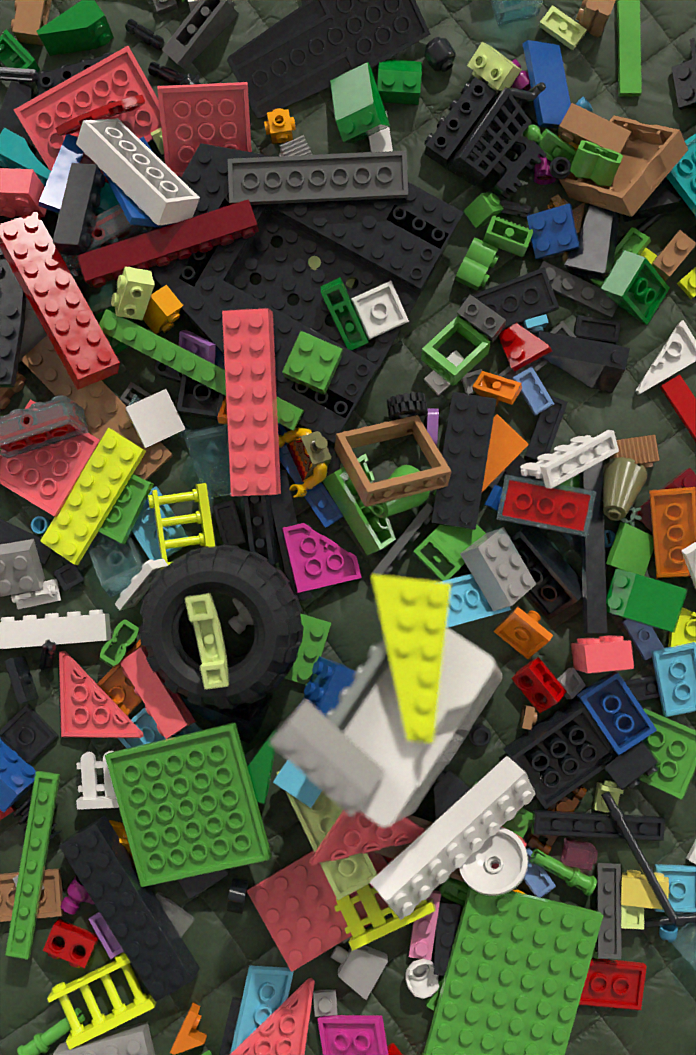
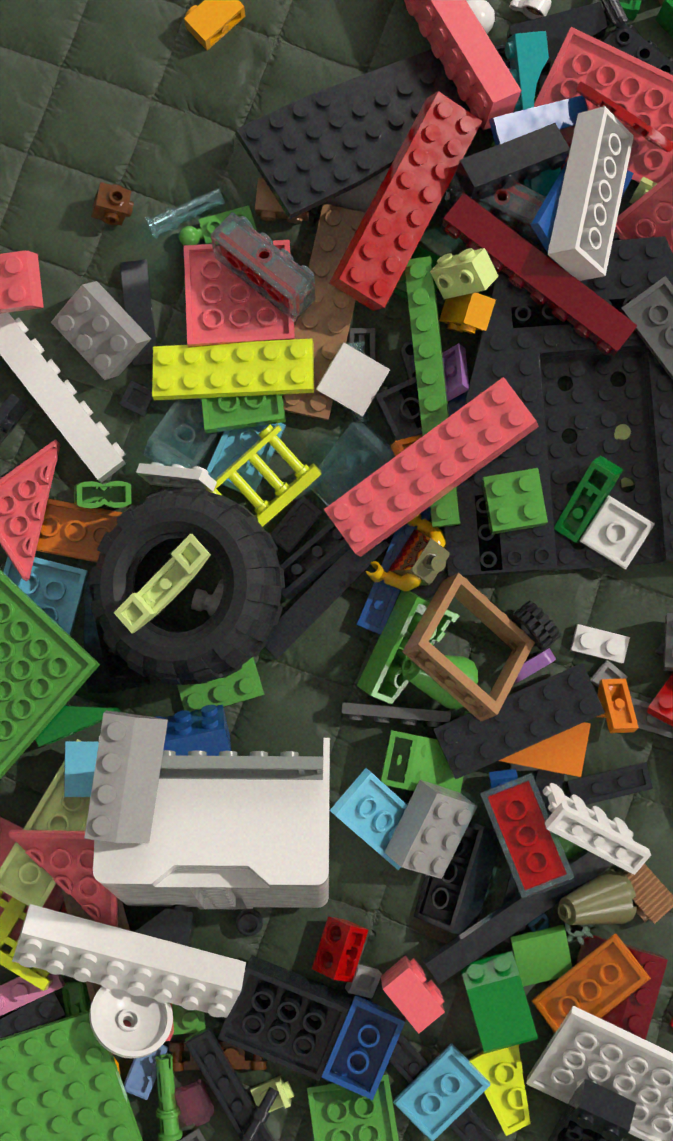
camera: 55 degrees right, 0 degrees up
(40, 526) = (168, 332): dark azure hinge -> none
(47, 594) = (106, 390): white hinge -> none
(47, 655) = (43, 431): black axle -> none
(161, 703) = (71, 576): coral brick -> none
(316, 559) = (319, 637): dark pink plate -> none
(414, 634) = (298, 786): neon yellow wing -> none
(442, 365) = (602, 635): bright green window -> none
(523, 632) = (383, 898): orange tile -> none
(528, 717) = (300, 960): medium nougat plate -> none
(533, 391) = (639, 746): medium blue plate -> none
(633, 765) = (320, 1100): black brick -> none
(643, 638) = (460, 1027): medium blue plate -> none

